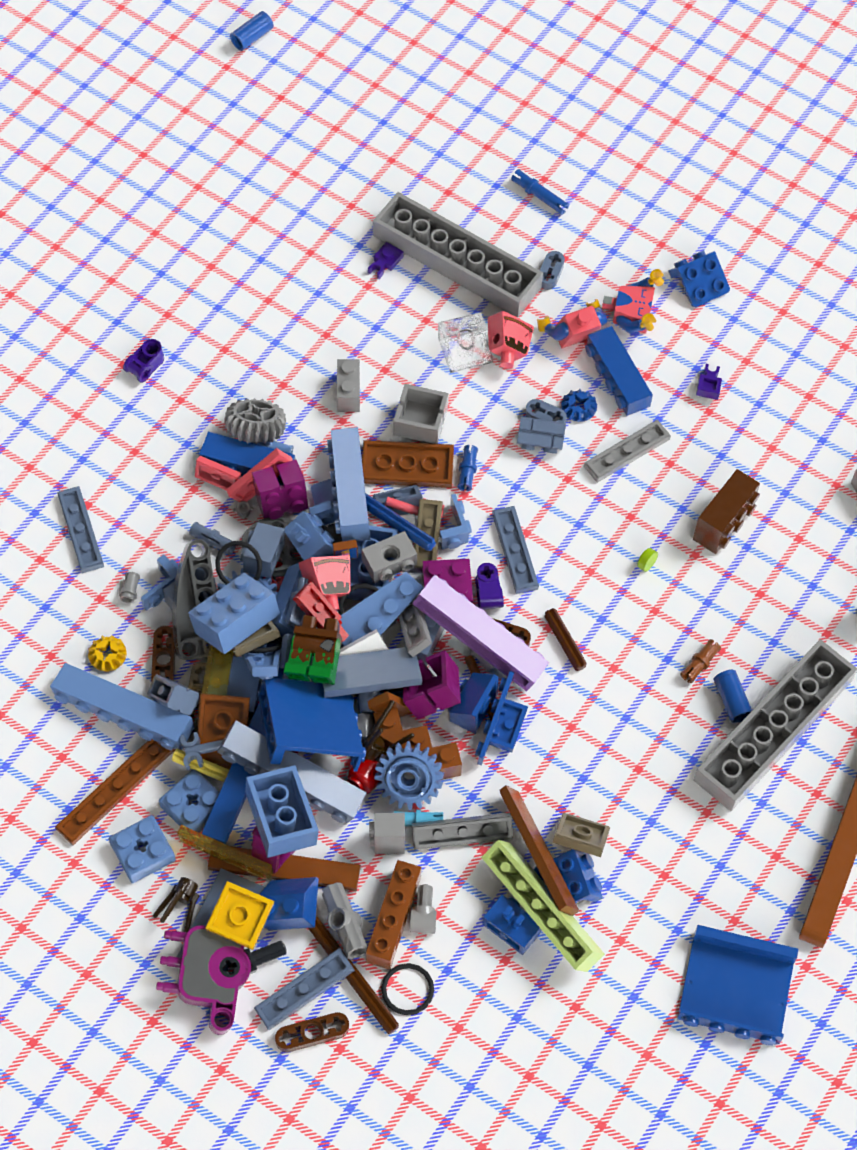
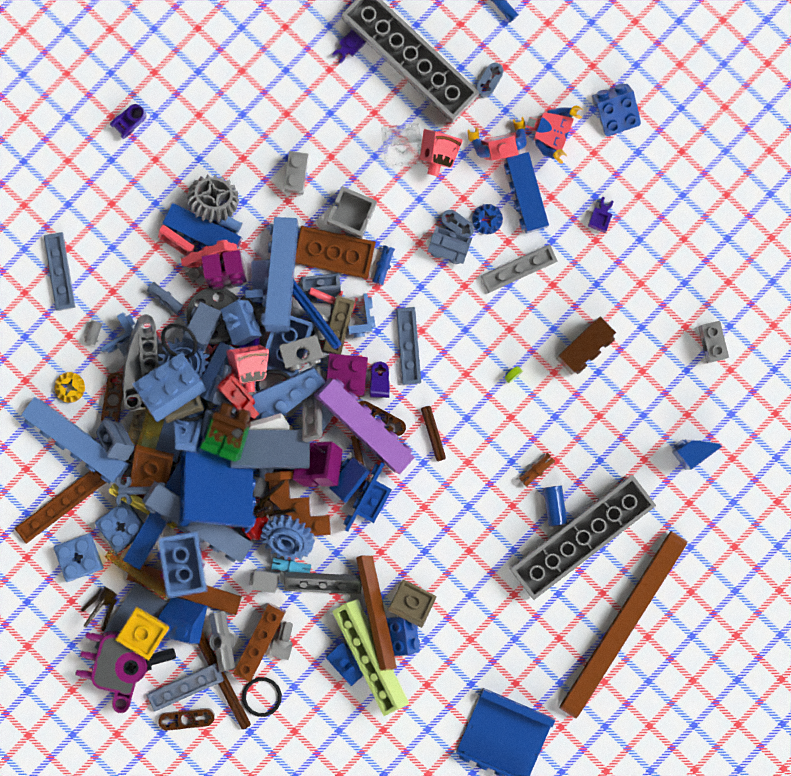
camera: 10 degrees right, 25 degrees up
(346, 548) = (266, 340): tile -> none

